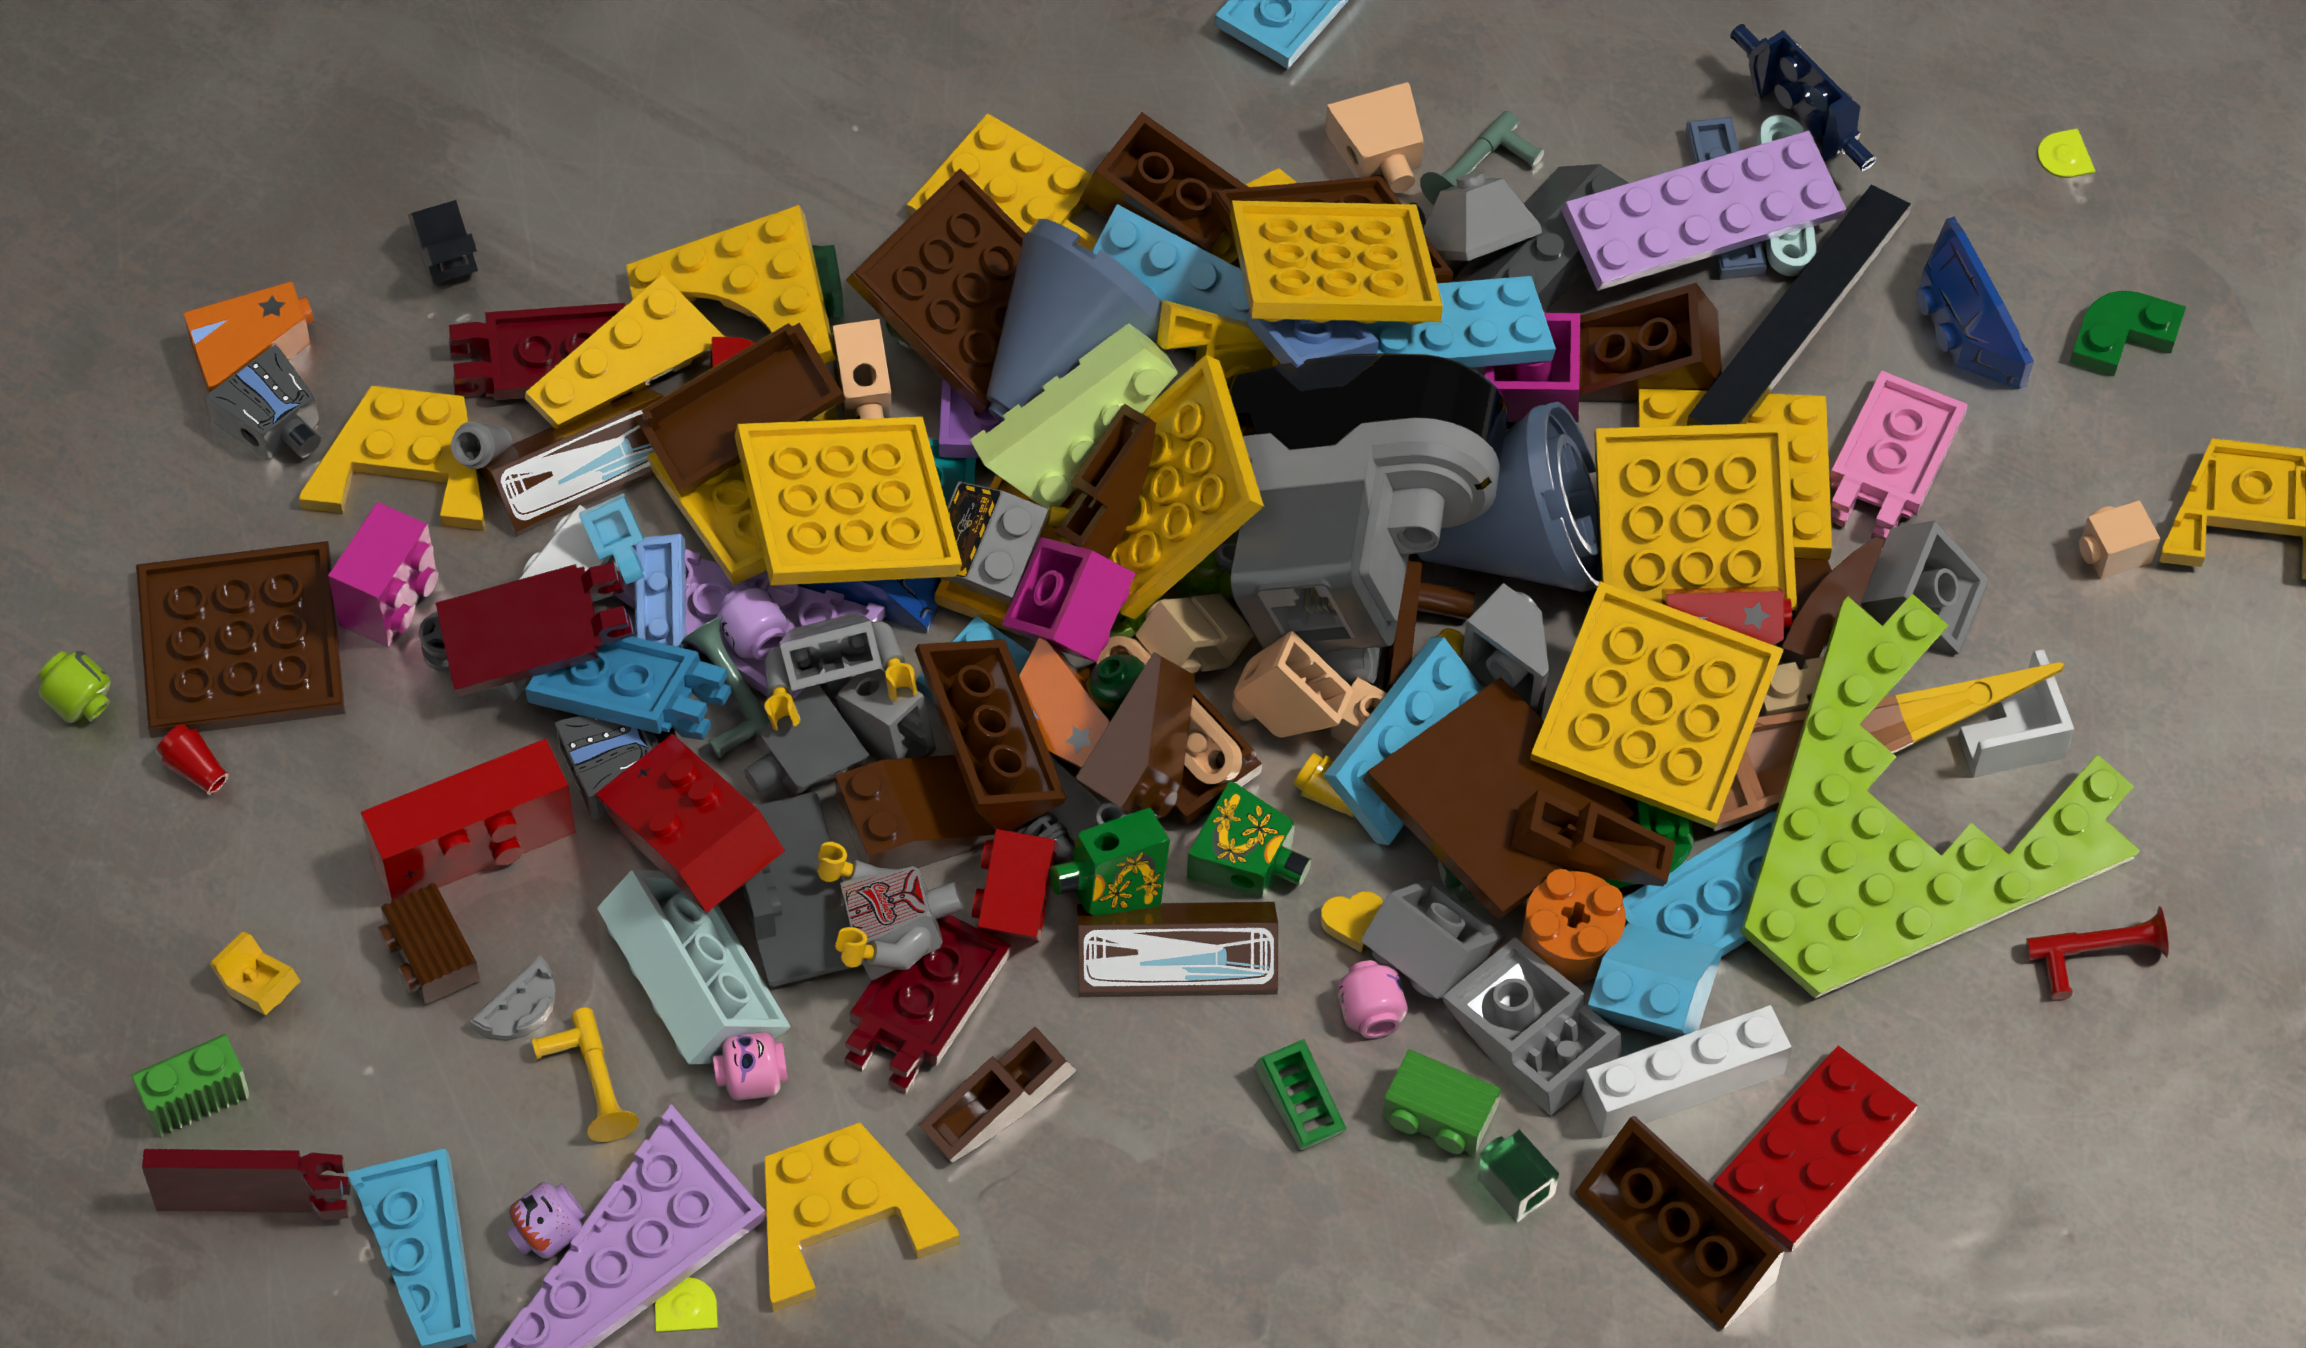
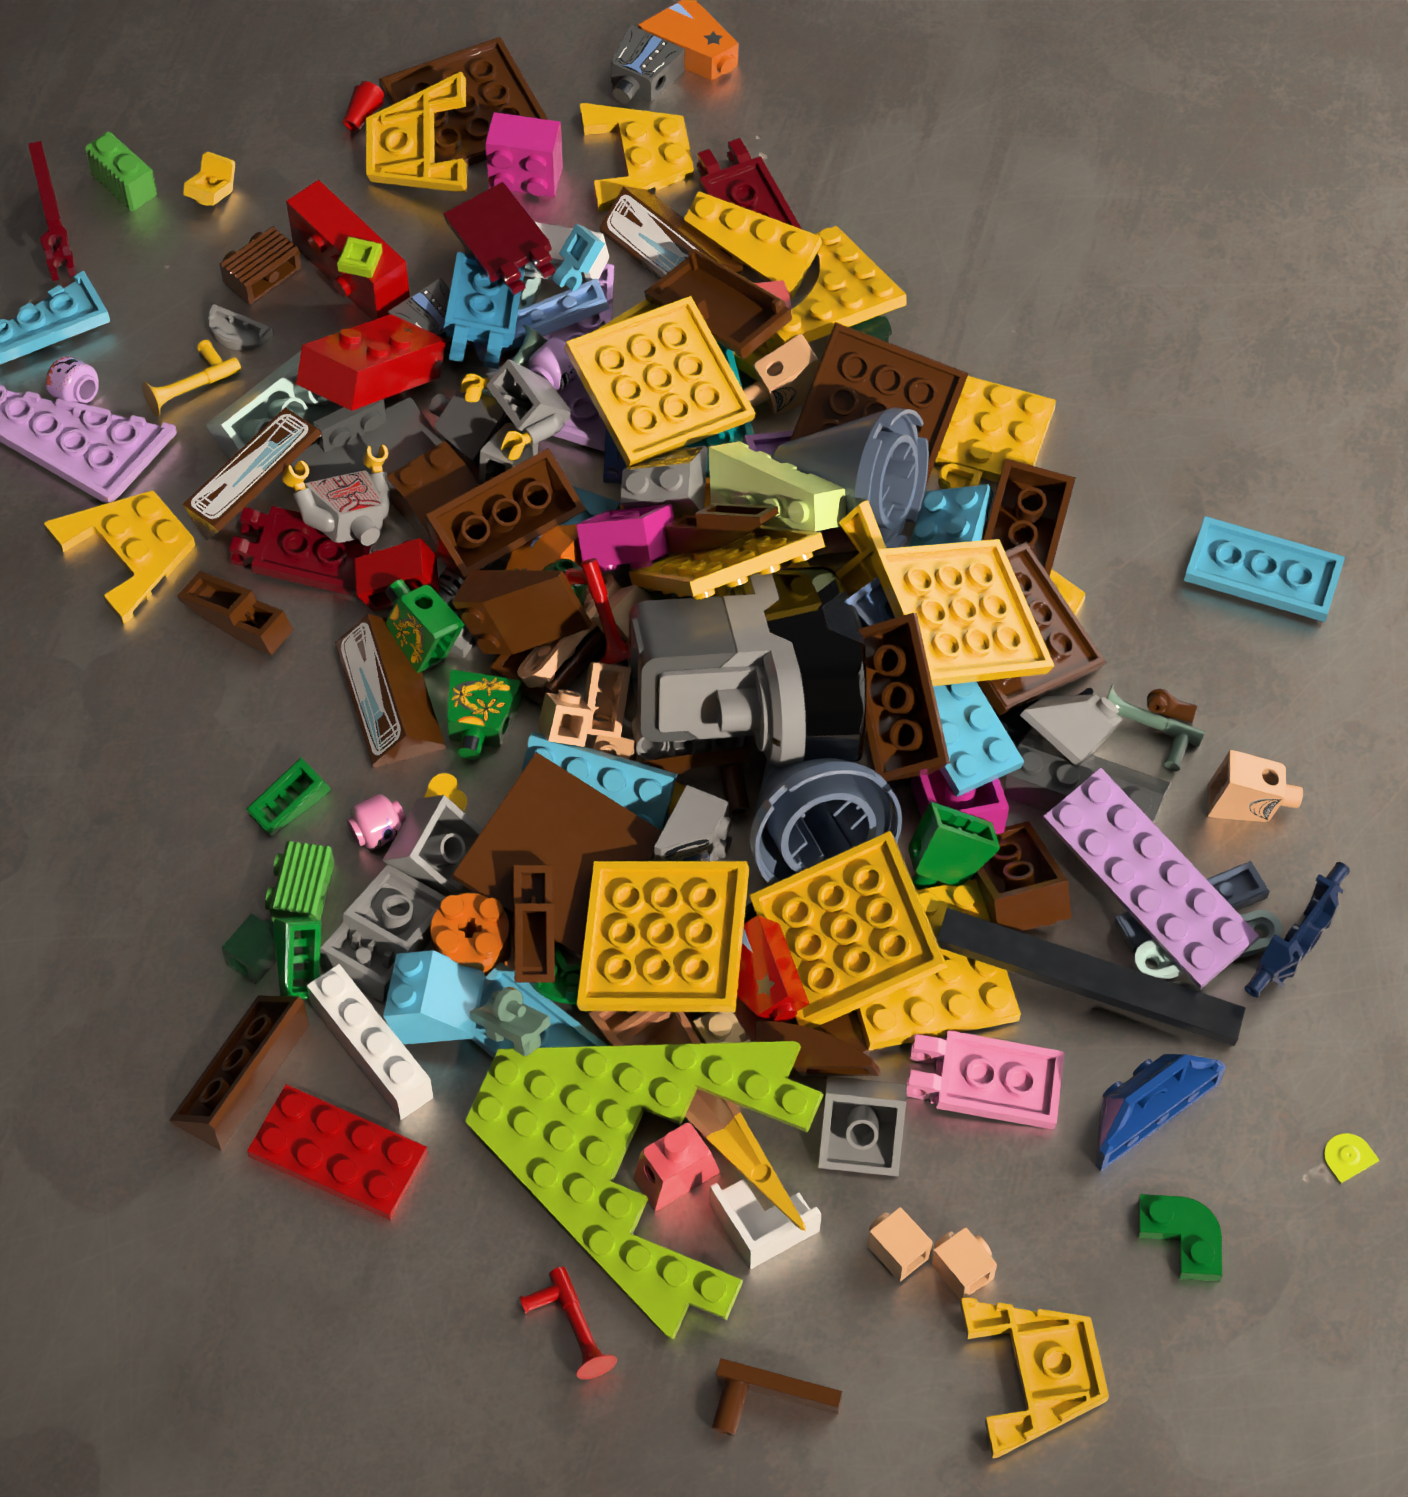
camera: 75 degrees right, 0 degrees up
(74, 686) = (394, 30): lime head -> none
(291, 719) = (403, 140): none -> yellow wing
(443, 242) = (810, 119): black brick -> none
(479, 444) = (650, 180): light grey cone -> none
(524, 788) = (359, 257): none -> lime tile
(687, 1307) = (37, 482): neon yellow piece -> none
(751, 1066) = (210, 455): bright pink head -> none
(823, 1004) = (249, 472): none -> slope
(1234, 657) = (591, 575): none -> red piece
(1322, 733) = (565, 718): none -> light nougat brick
(1378, 135) = (1142, 651): light nougat torso -> none
(1418, 323) = (901, 701): none -> reddish brown slope
(1459, 135) = (1164, 703): none -> reddish brown arm
(1547, 1118) = (285, 956): none -> green slope
(1607, 70) = (1250, 789): none -> light nougat torso
(1609, 384) = (950, 846): none -> green torso
(1723, 894) = (512, 1020): none -> sand green hips
(1936, 775) = (678, 1164): none -> coral torso
(2086, 590) = (899, 1243): none -> light nougat brick
(2208, 792) = (740, 1378): none -> reddish brown piece

